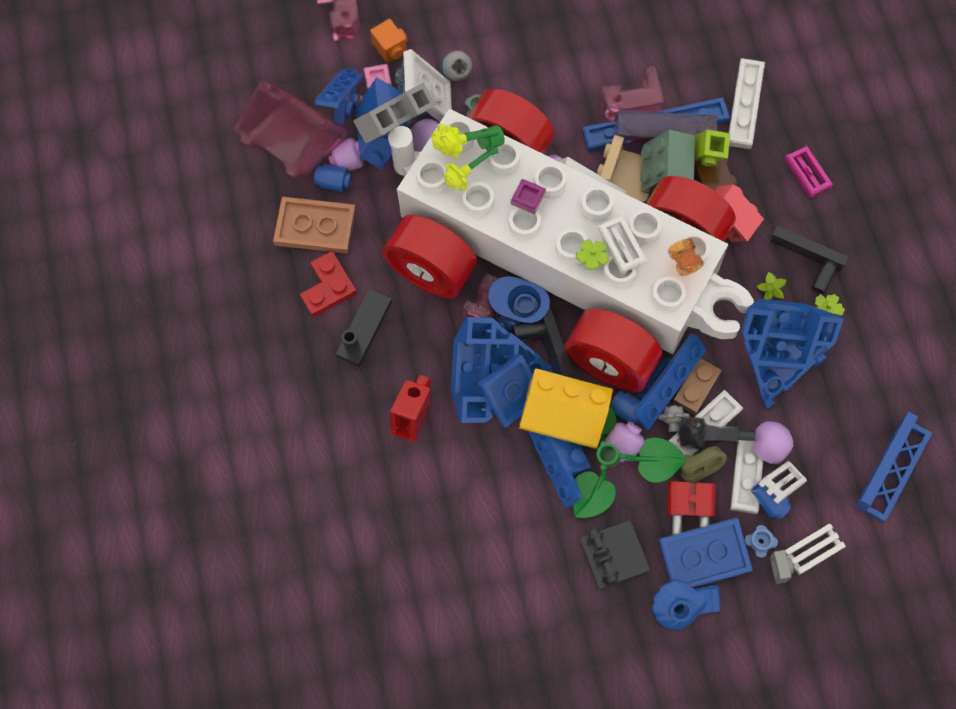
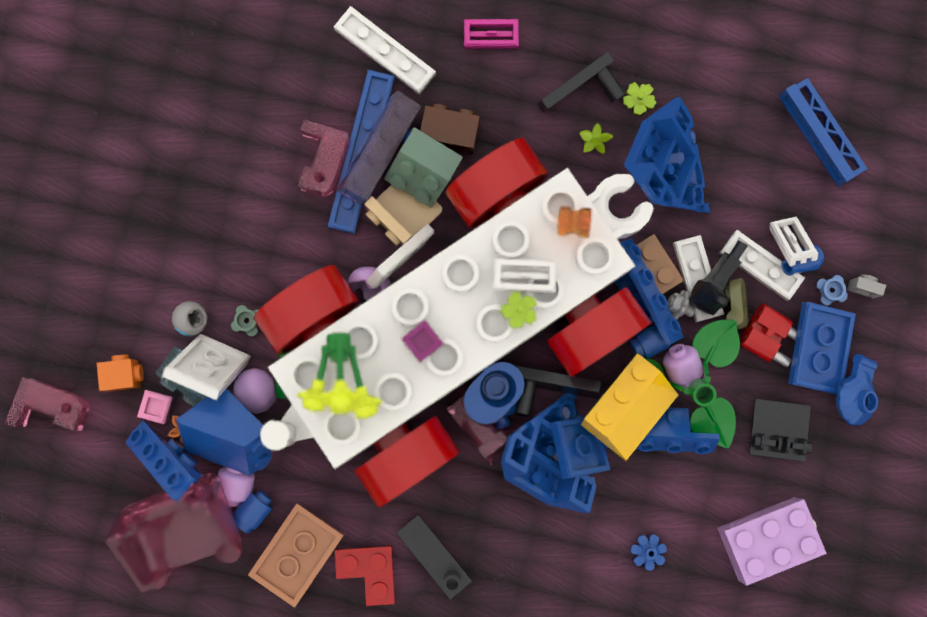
camera: 70 degrees left, 15 degrees up
(394, 113) = (245, 447): light grey arch -> none
(411, 408) = (556, 561): red torso -> none
(452, 499) = (643, 549): none -> blue plant
(515, 587) = (771, 540): none -> lavender piece
(711, 147) = (434, 117): lime brick -> none
(746, 213) = (504, 128): coral brick -> none
(772, 442) = (749, 227): lavender hair -> none
(833, 537) = (871, 243): white tile -> none

